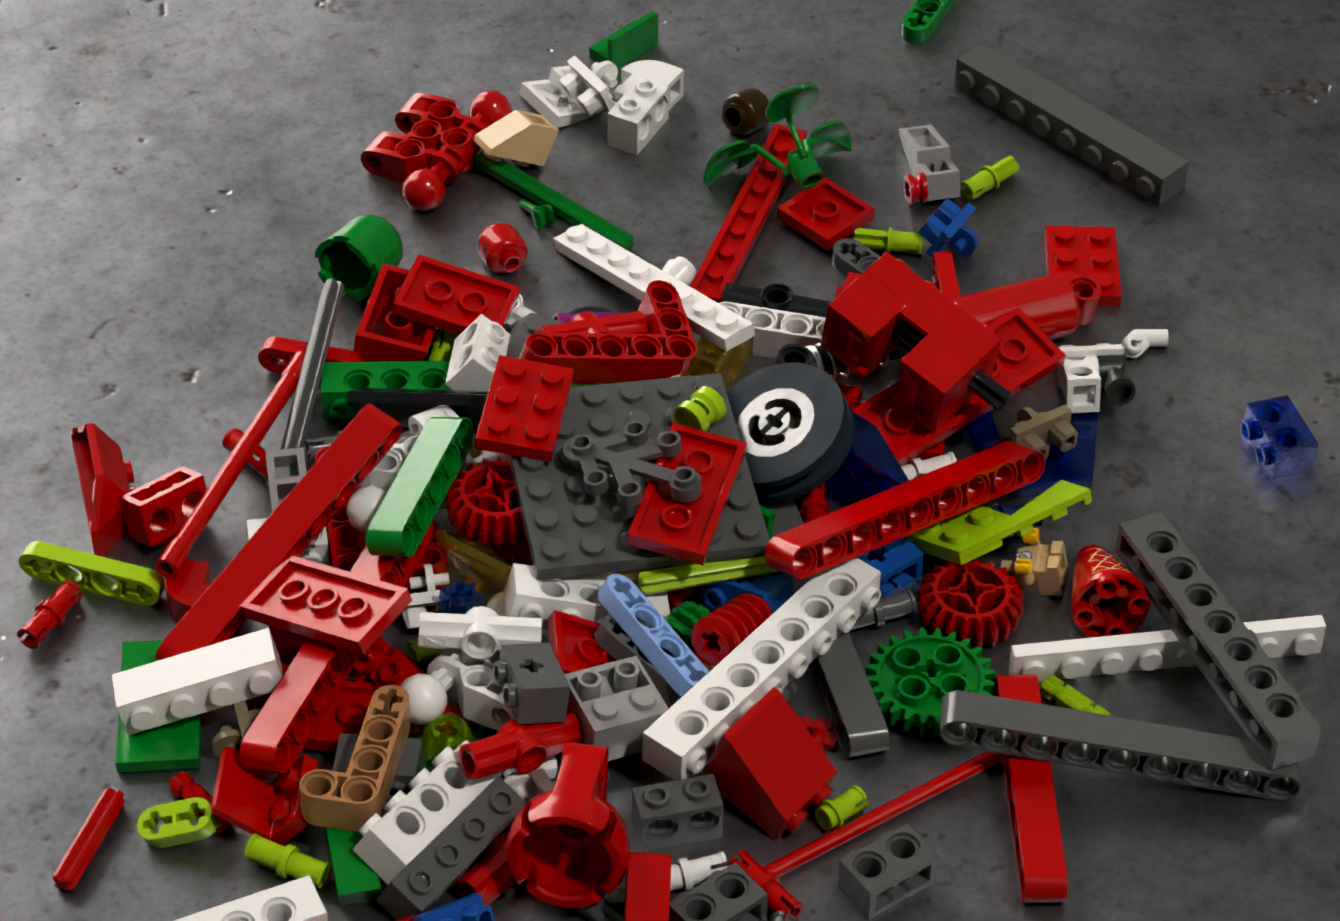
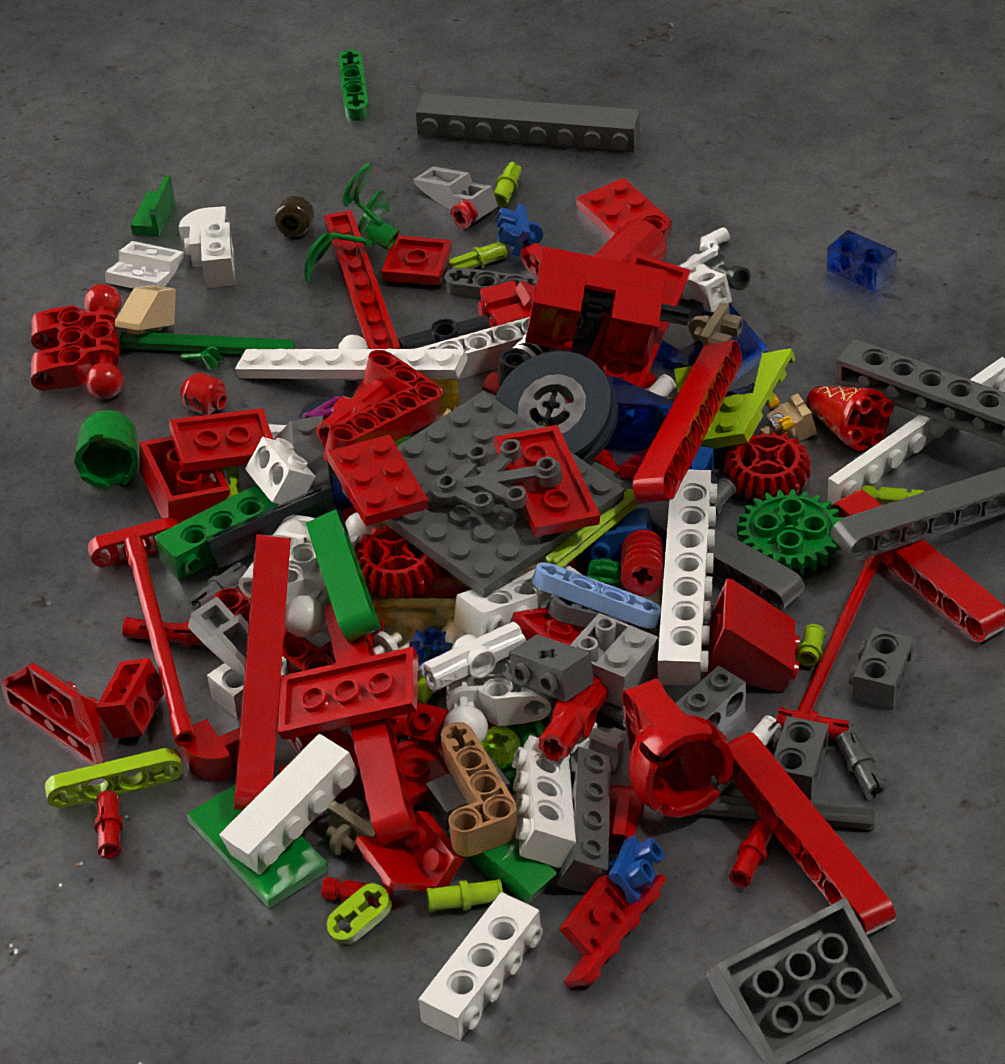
camera: 30 degrees left, 0 degrees up
(88, 839) = (298, 966): red axle -> none
(313, 365) = (152, 545): dark grey axle -> none
(595, 82) = (168, 243): white hips -> none
(703, 409) = (504, 417): lime wheel -> none

